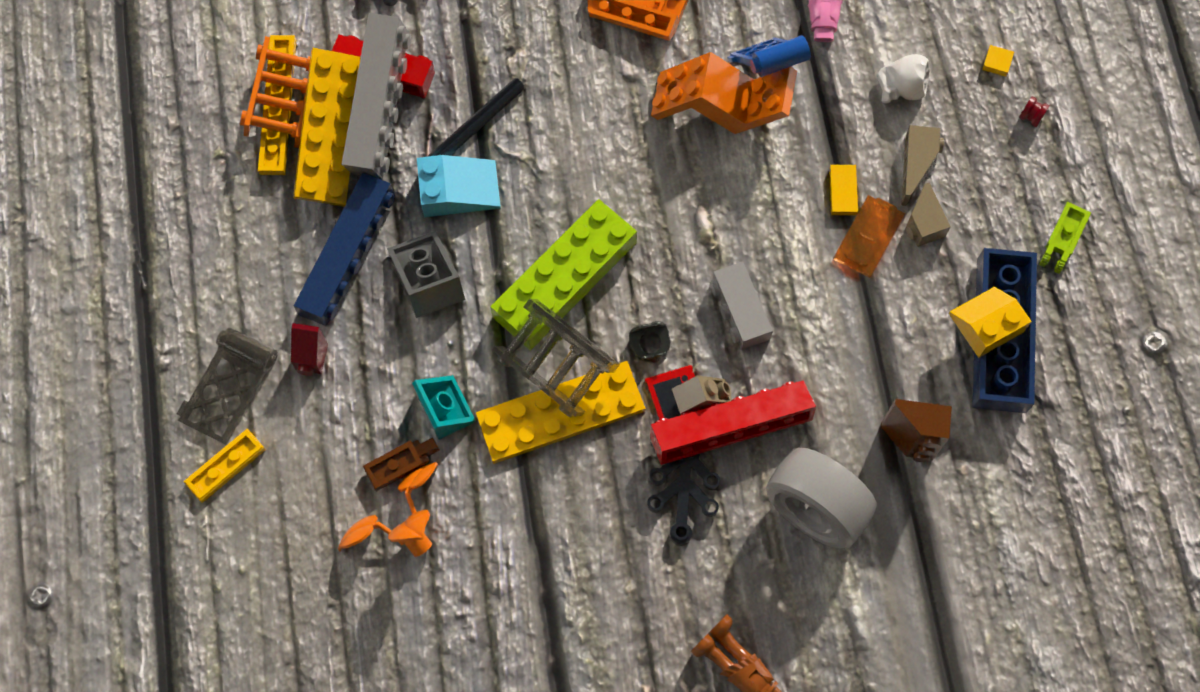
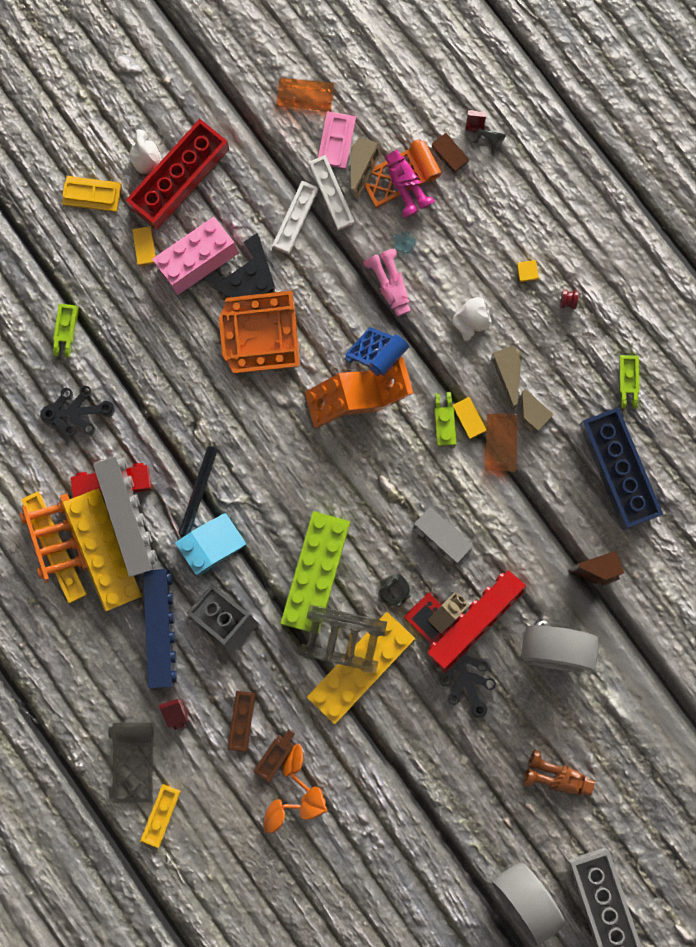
camera: 25 degrees left, 10 degrees up
(382, 404) = (241, 721): none -> reddish brown tile
(443, 404) = (283, 702): teal slope -> none
(811, 180) = (444, 421): none -> lime hinge
(990, 320) = (610, 472): yellow slope -> none

